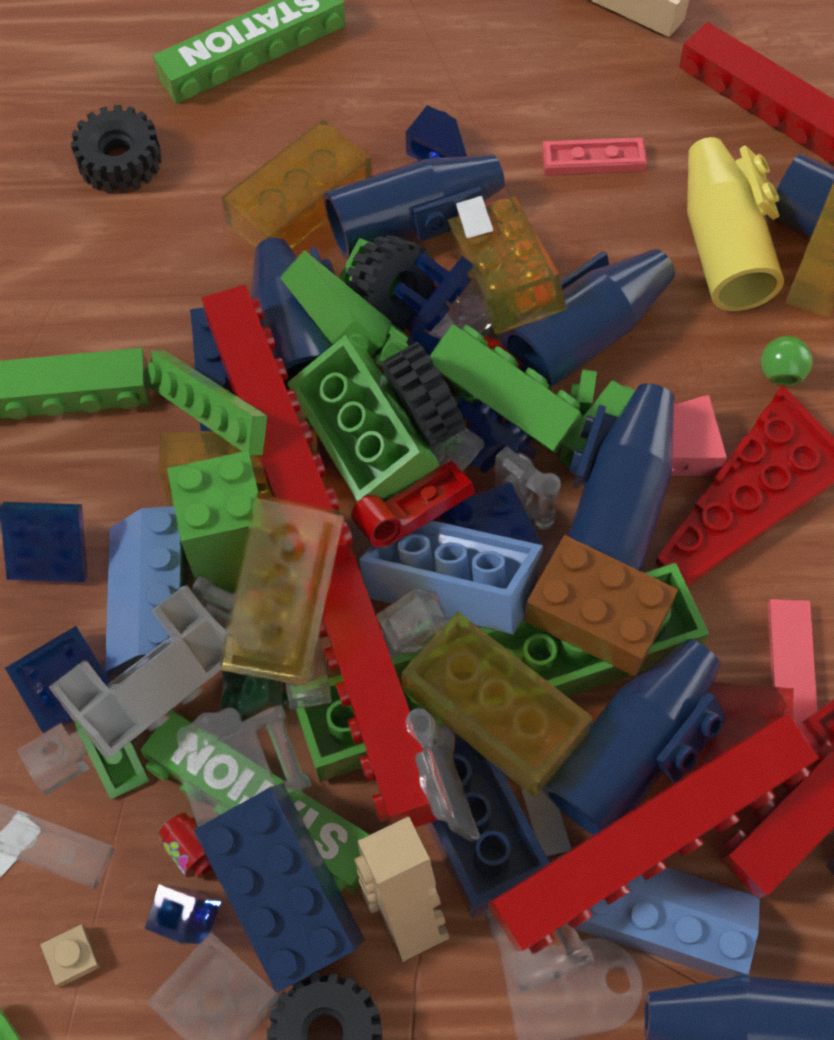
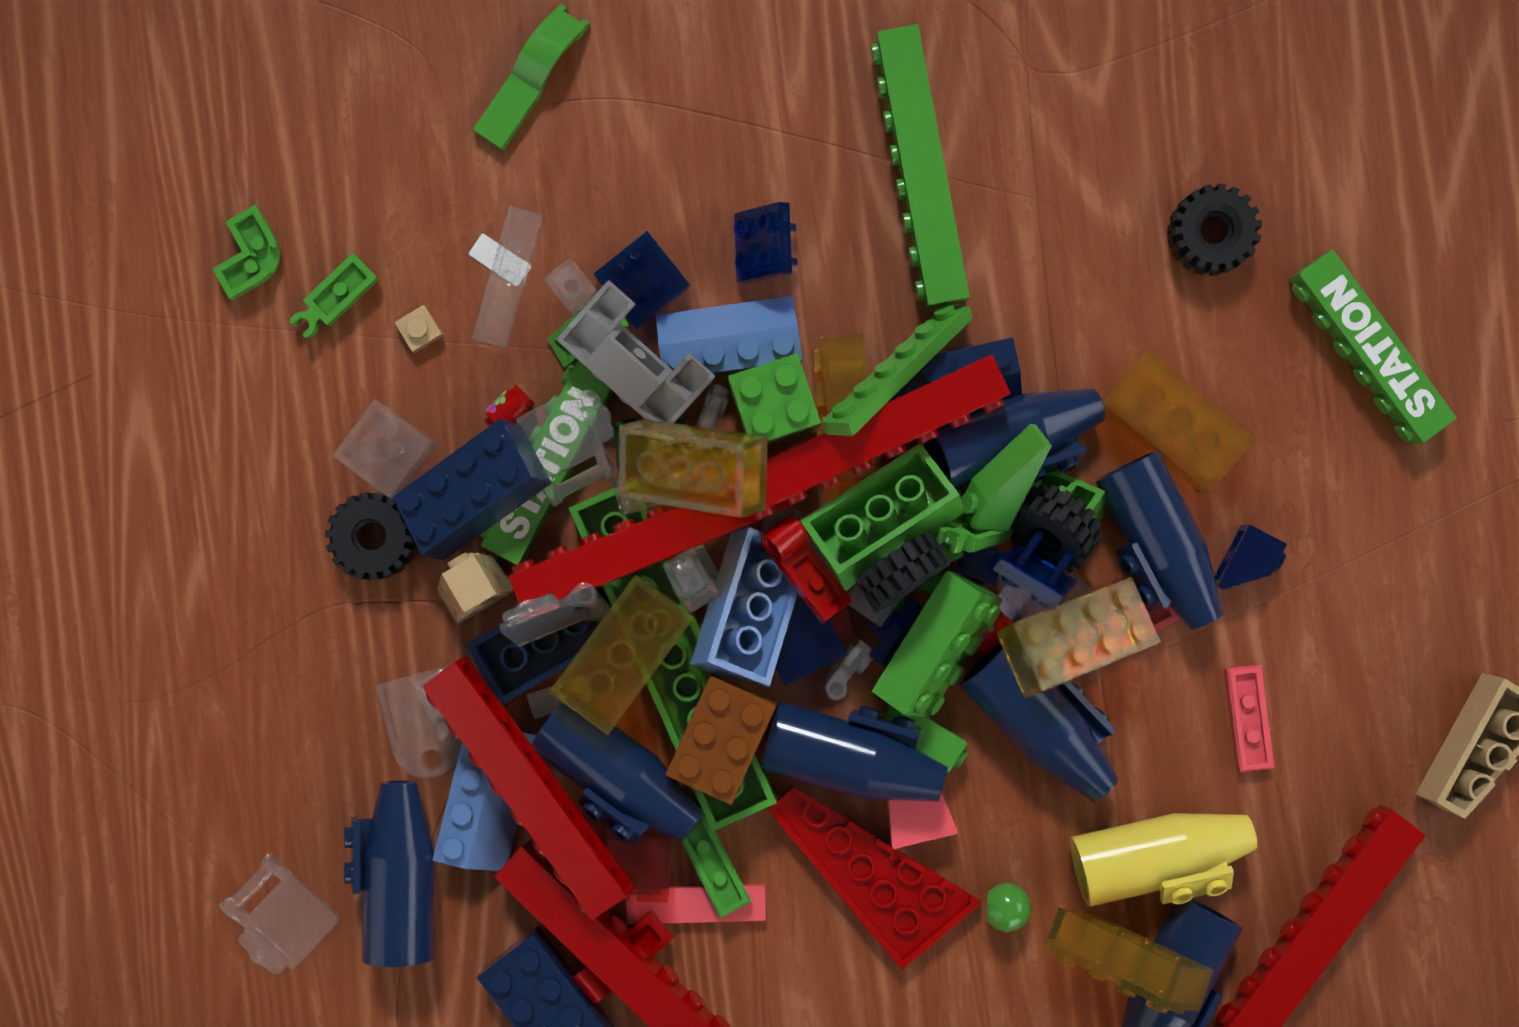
camera: 85 degrees right, 25 degrees up
(182, 914) = (449, 414): clear blue brick -> none
(474, 217) = (1126, 604): white sticker -> none
(585, 390) = (957, 716): bright green plate -> none
(758, 646) = (715, 869): none -> bright green tile

